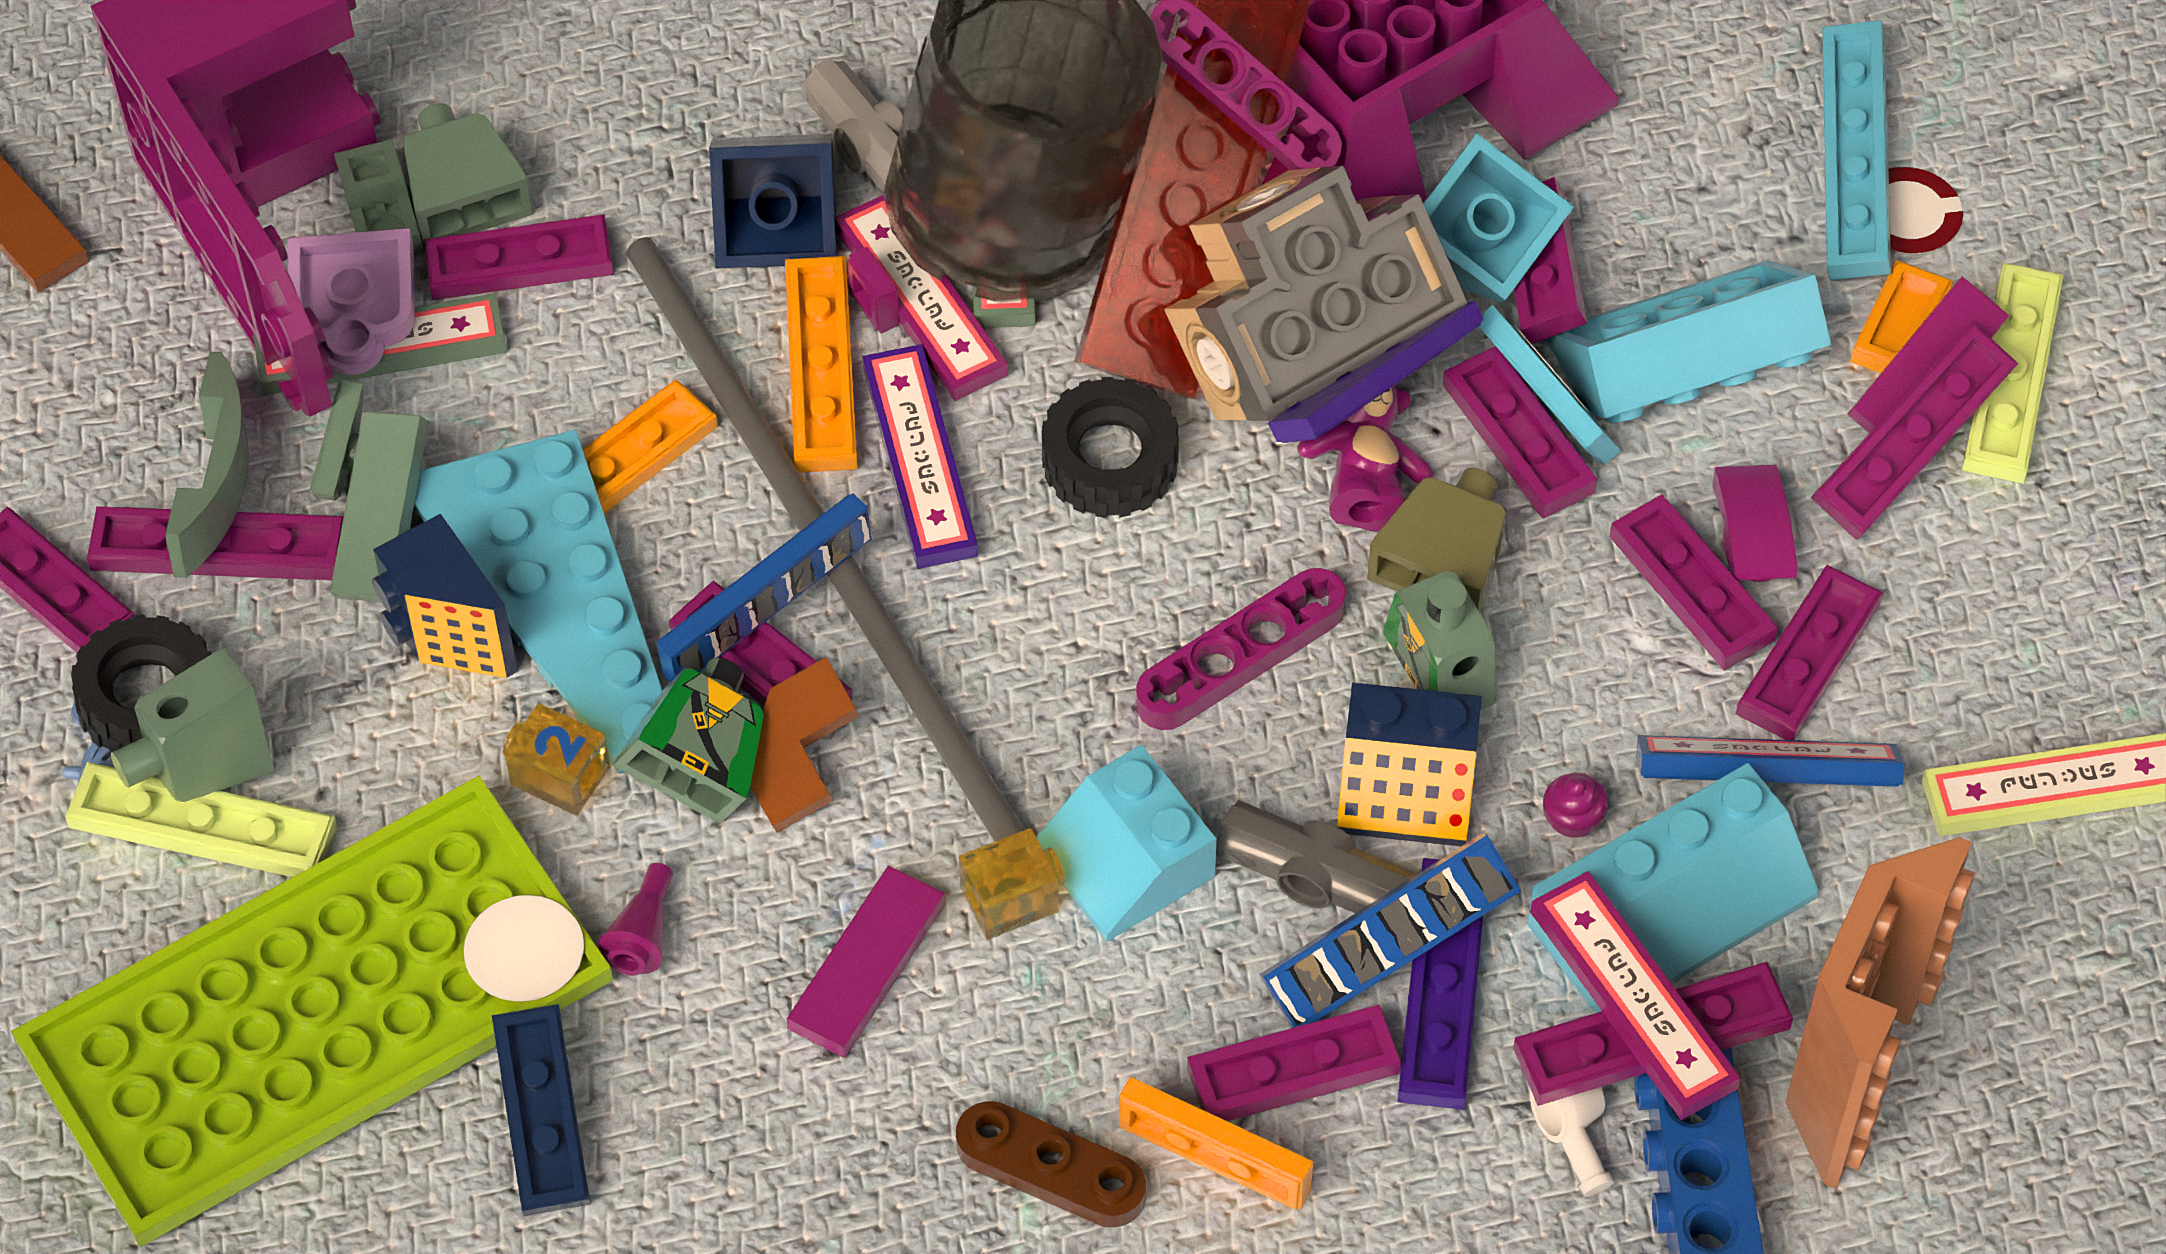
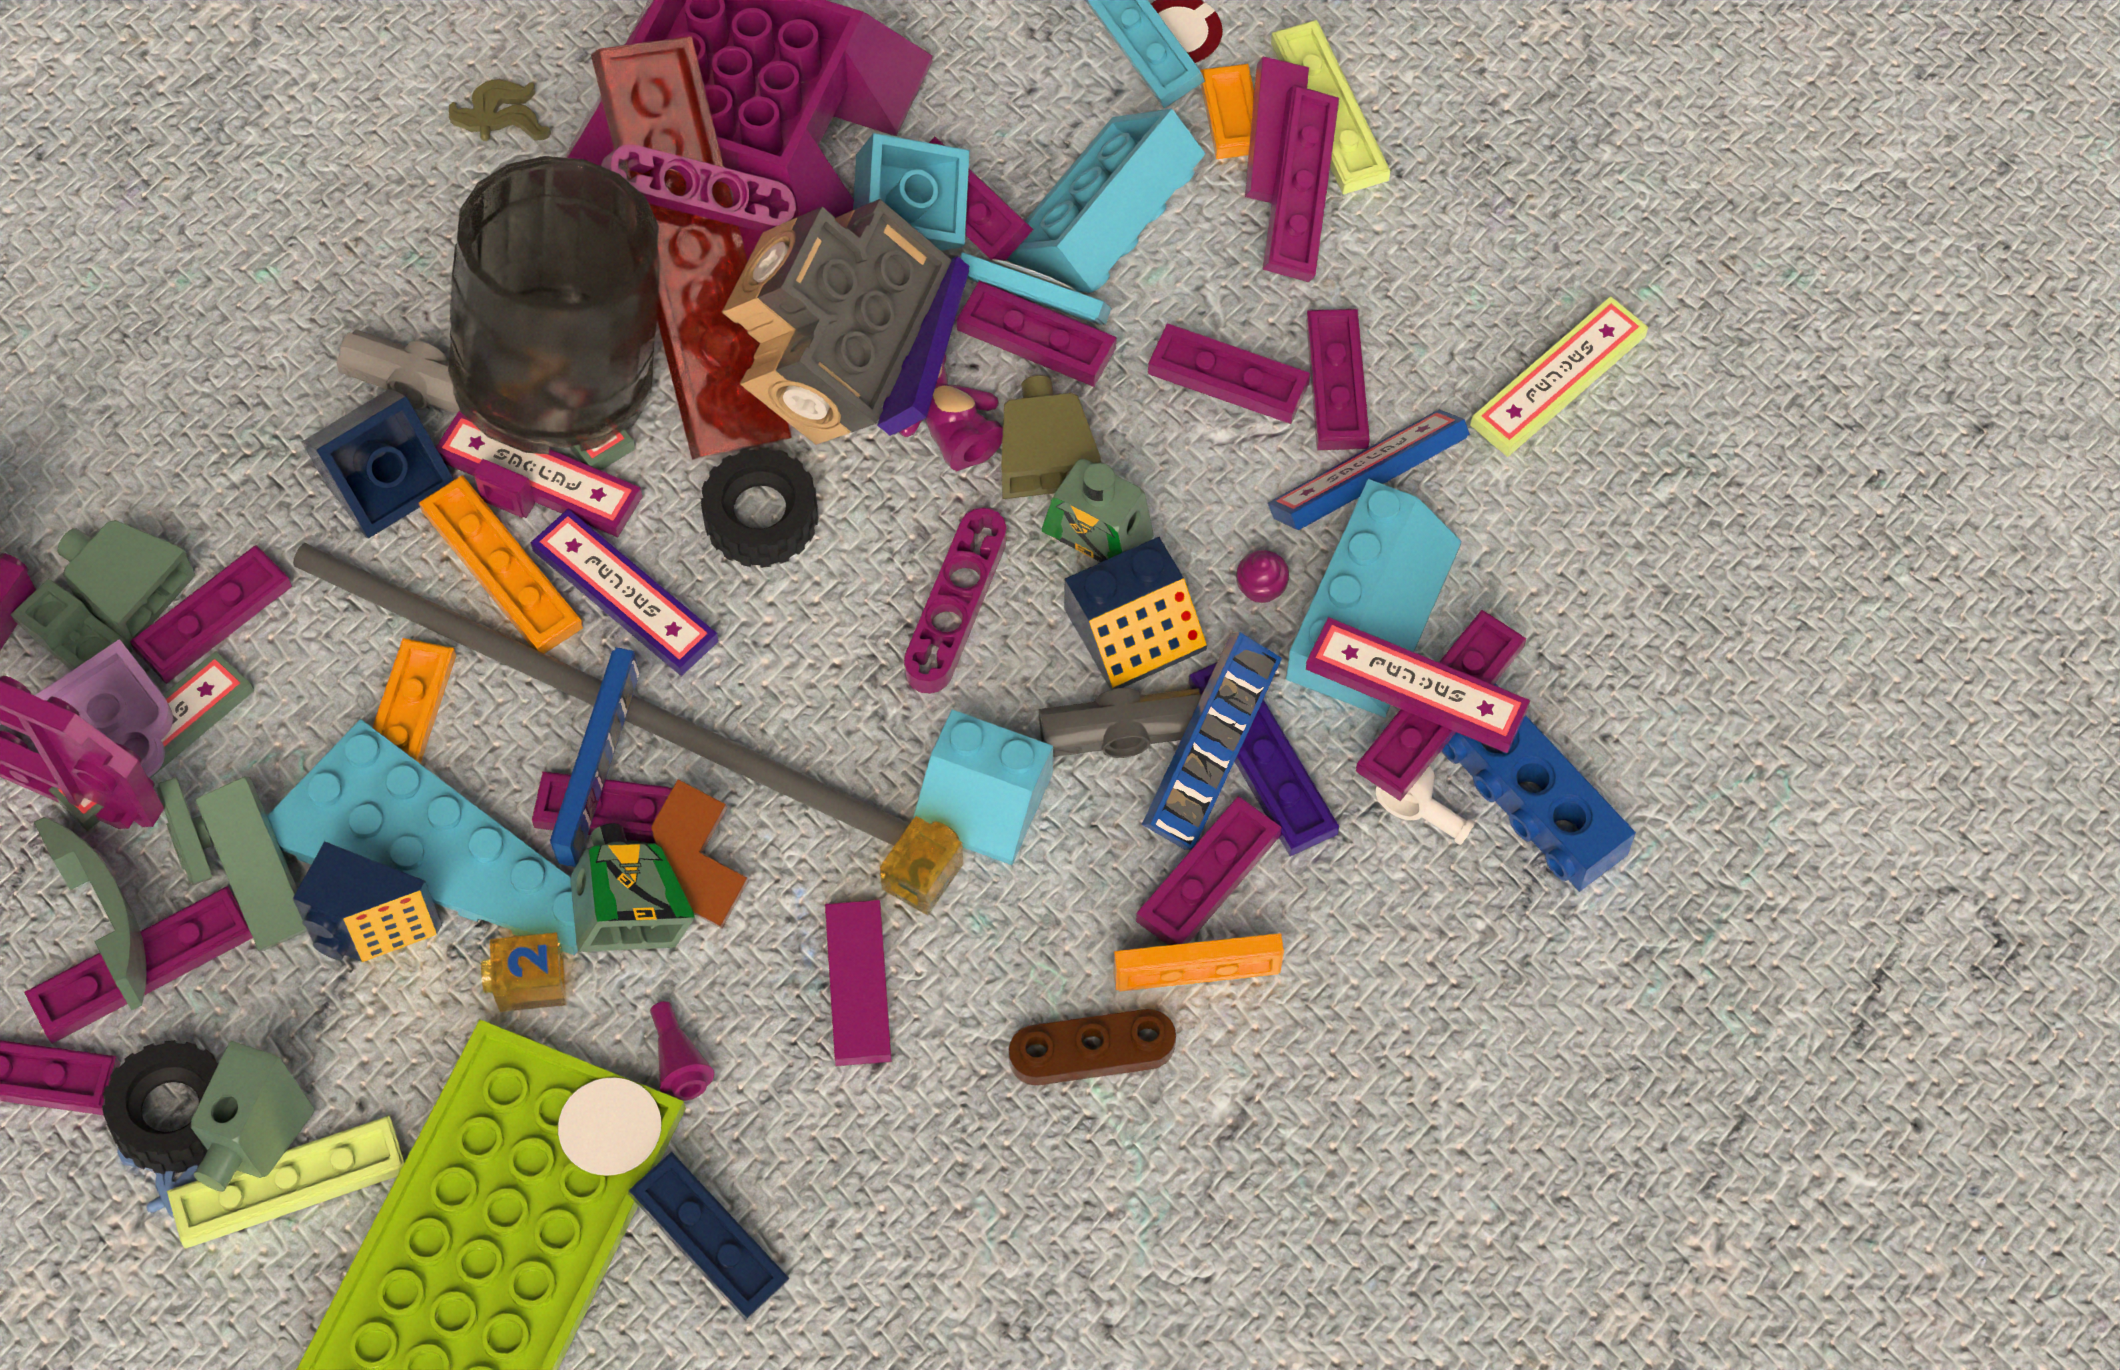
camera: 35 degrees left, 5 degrees up
(1756, 522) = (1245, 308): magenta slope -> none
(1875, 973) = (1578, 641): nougat slope -> none

